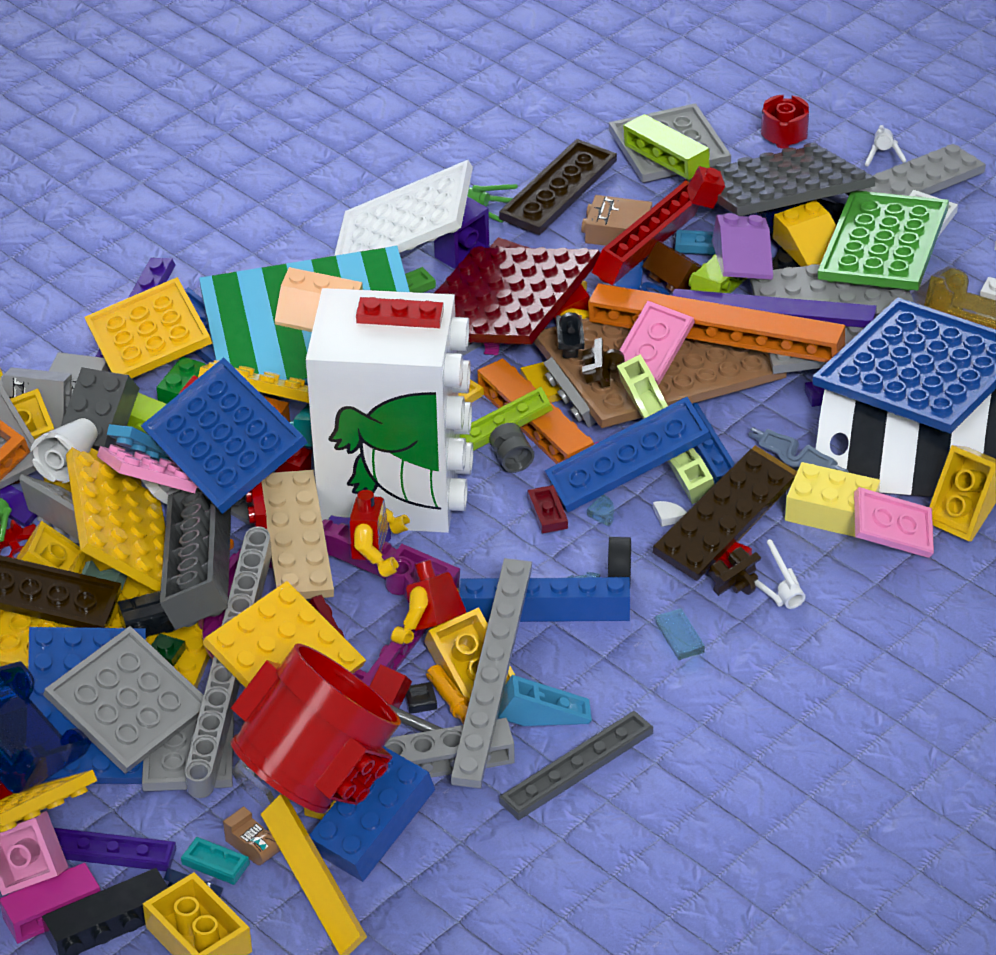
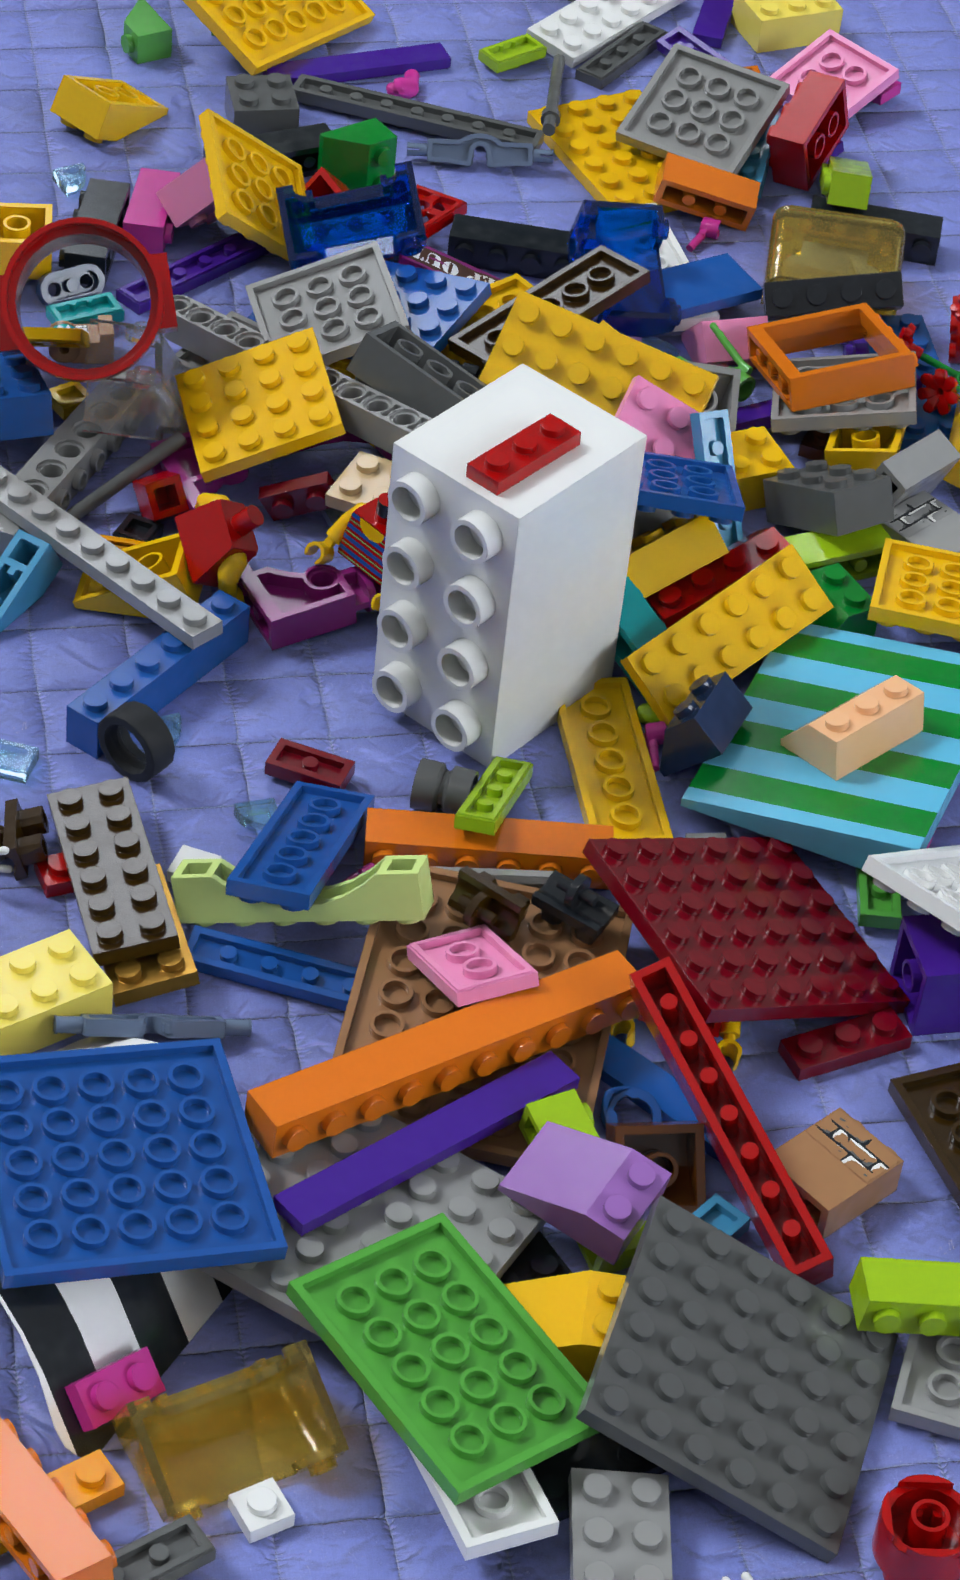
camera: 120 degrees right, 0 degrees up
(51, 448) = (757, 415): white cone -> none
(705, 187) = (776, 1236): red brick -> none

